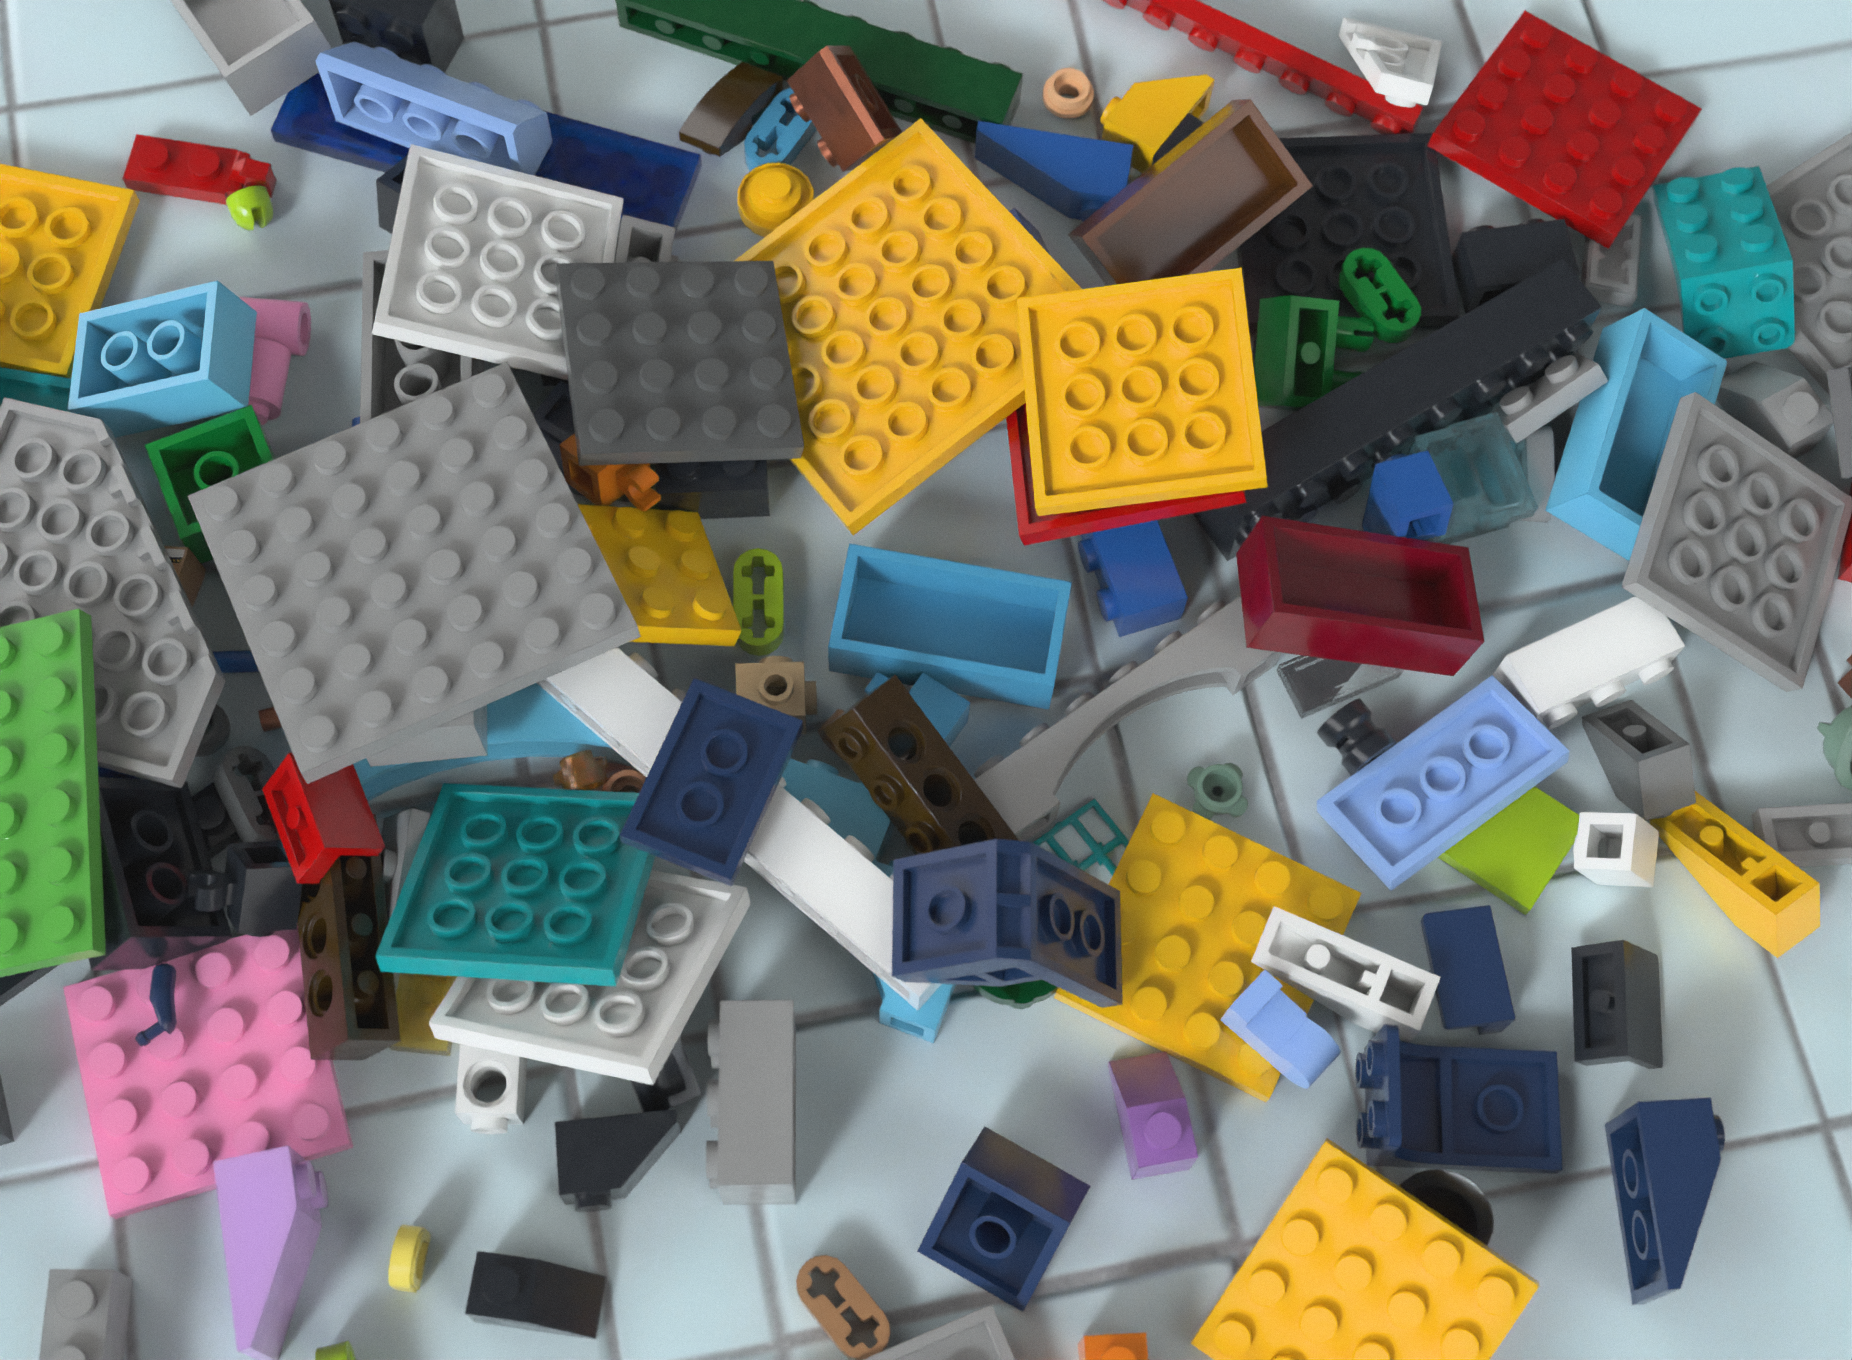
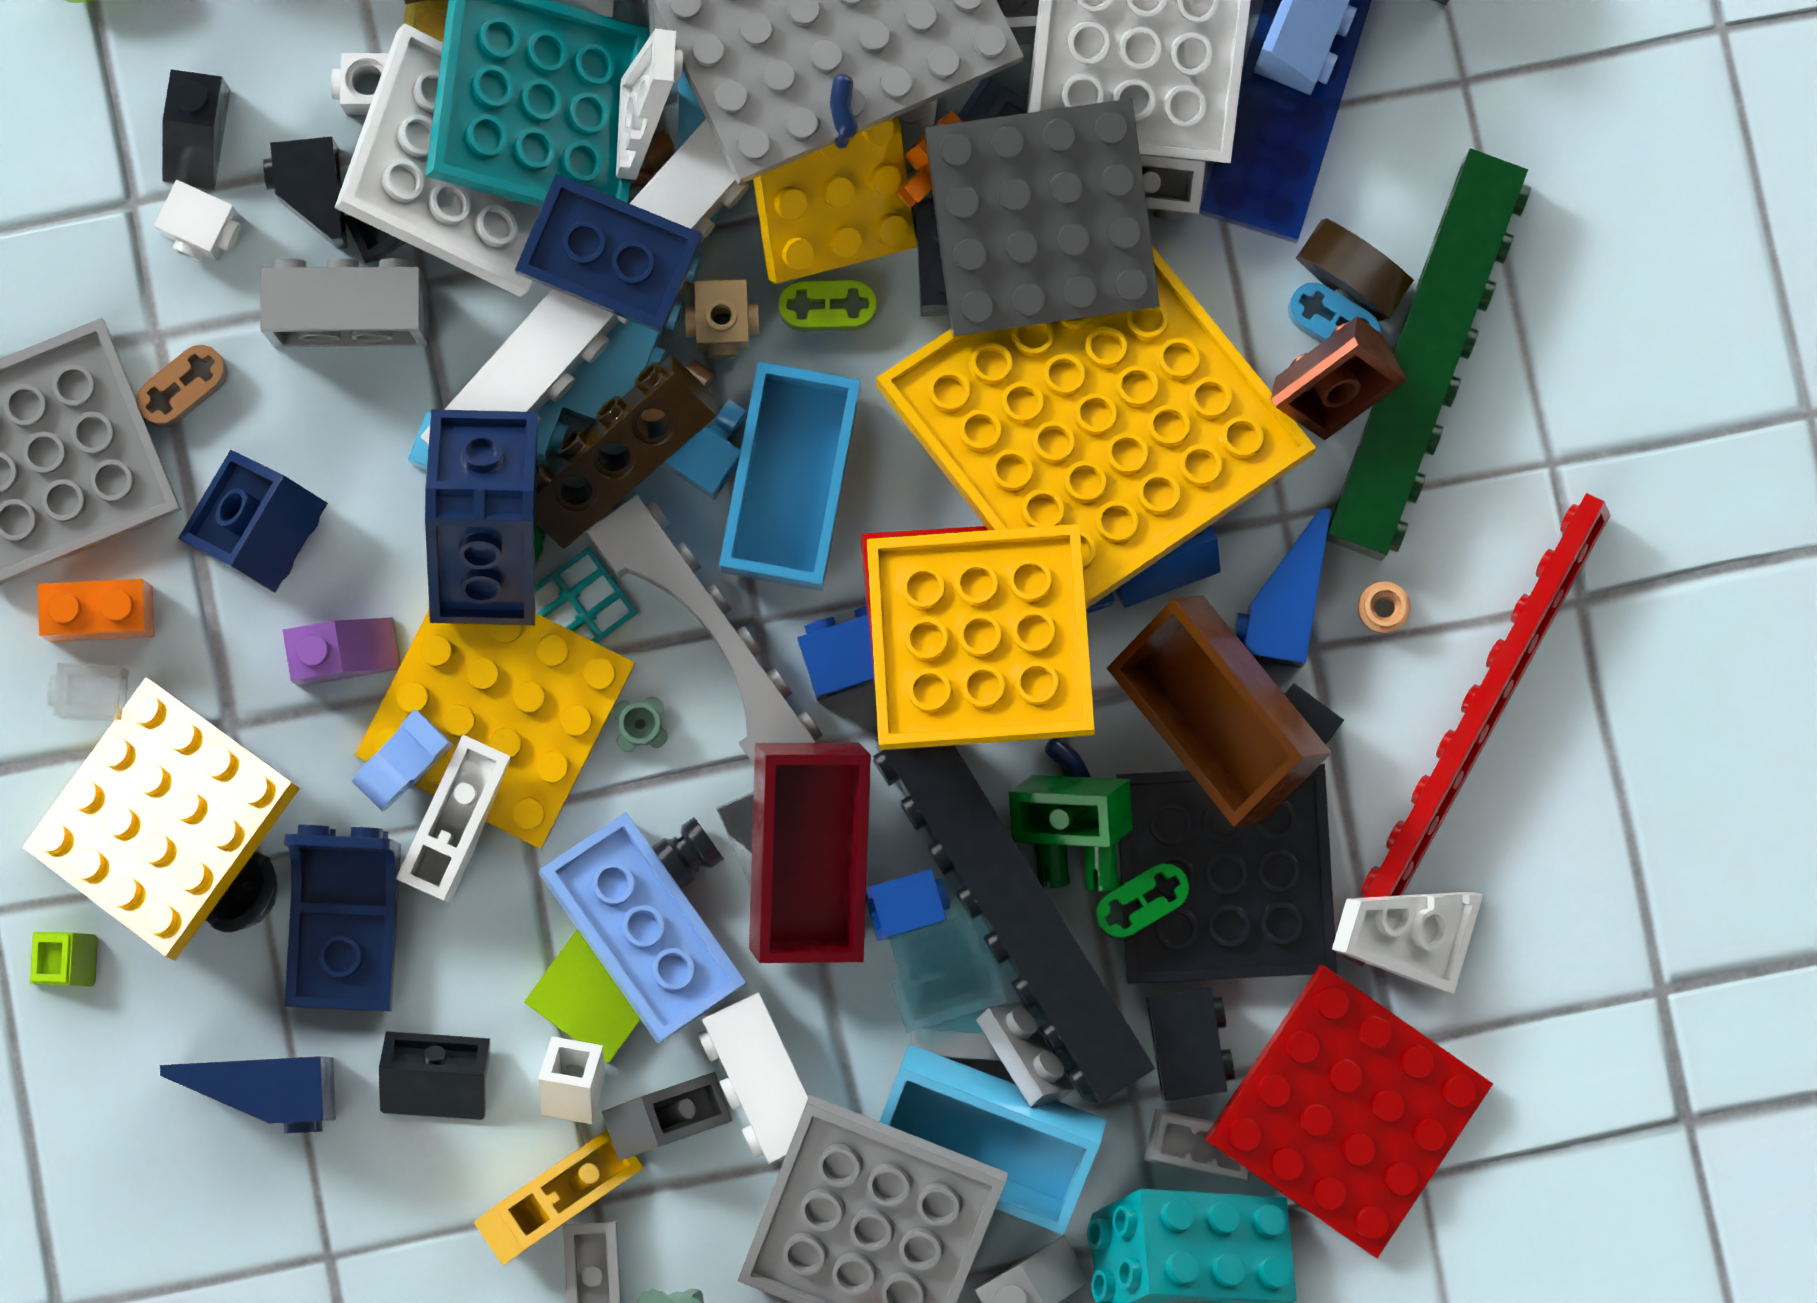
camera: 90 degrees right, 15 degrees up
(408, 1258) = (229, 23): light yellow tile -> none
(531, 751) = (643, 98): none -> white wing
(561, 521) = (841, 109): none -> dark blue piece
(649, 1287) = (198, 223): none -> white brick
(772, 196) = (1252, 314): yellow plate -> none
(1153, 112) = (1352, 689): yellow slope -> none
(1468, 959) = (462, 933): dark blue panel -> none

